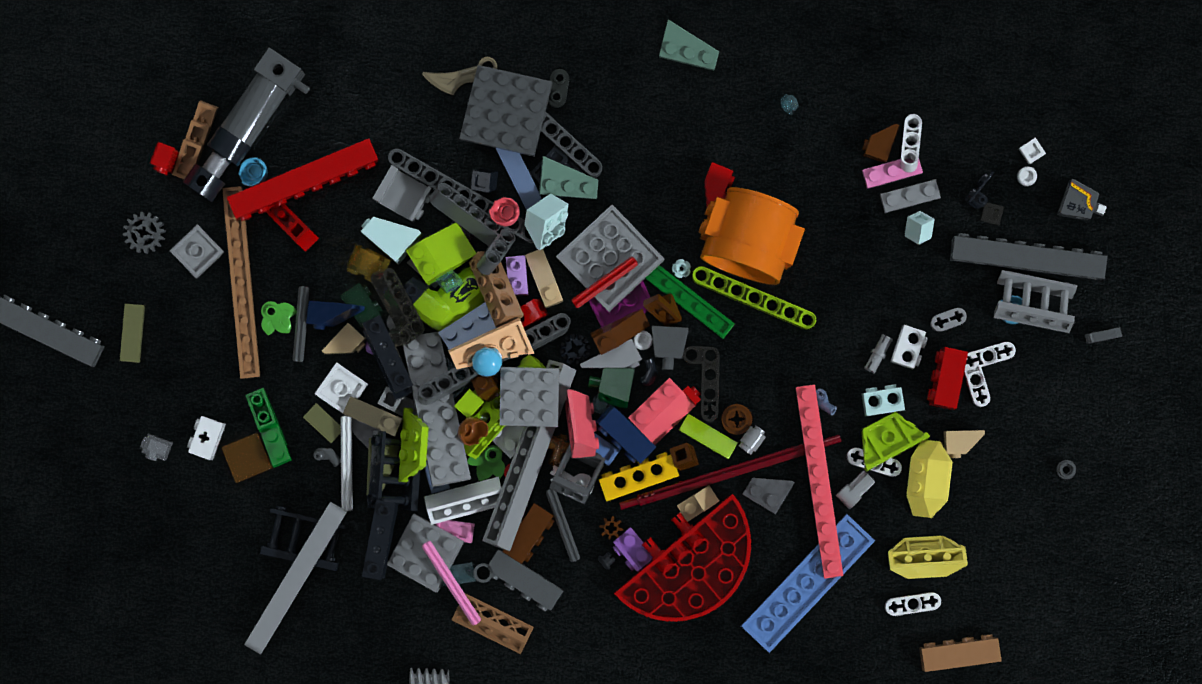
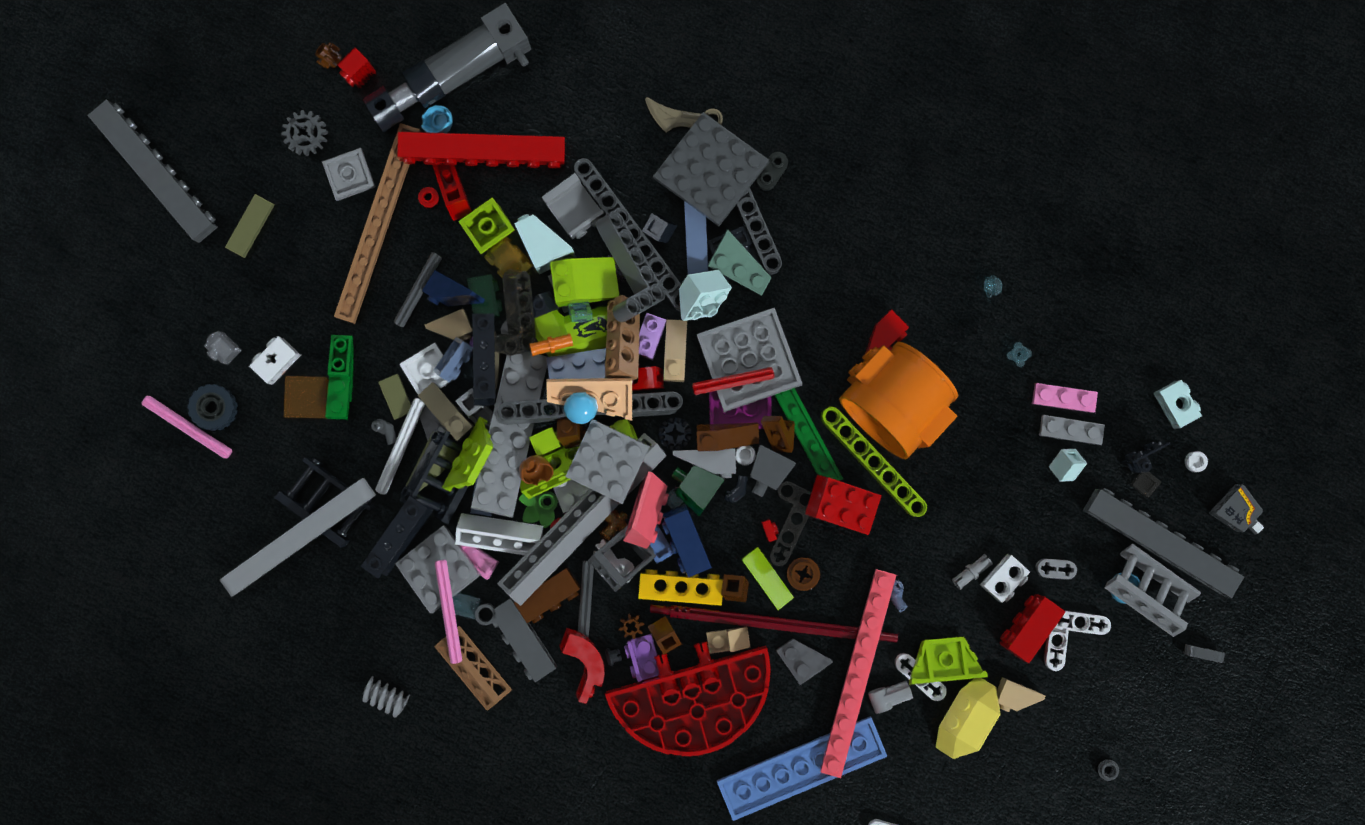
camera: 25 degrees right, 0 degrees up
(134, 157) = (328, 55): none -> reddish brown gear
(156, 528) = (187, 427): none -> bright pink axle
(159, 499) = (199, 407): none -> black wheel
(195, 139) = (400, 60): medium nougat slope -> none
(279, 244) = (428, 203): none -> red plate
(279, 319) = (399, 275): bright green plate -> none
(337, 243) = (487, 225): none -> lime slope
(359, 369) = (452, 360): none -> sand blue plate
(437, 320) = (551, 344): none -> orange pin
(504, 211) = (665, 267): coral hair -> none
(575, 563) = (581, 647): none -> red arch
(642, 522) = (664, 635): none -> reddish brown brick
(661, 411) = (732, 533): coral slope -> none
(681, 273) = (809, 401): light aqua plate -> none
(686, 48) = (915, 188): sand green wing -> none
(743, 345) = (843, 504): none -> red brick
(752, 439) = (809, 601): light grey brick -> none
(842, 150) = (1020, 360): none -> clear light blue plate
(880, 144) = (1065, 366): reddish brown slope -> none
(883, 405) = (955, 626): light aqua brick -> none
(909, 151) = (1092, 385): white beam -> none
(927, 557) = (932, 796): light yellow wedge -> none
(978, 134) = (1167, 399): none -> light aqua brick
(1032, 151) = (1212, 439): white plate -> none

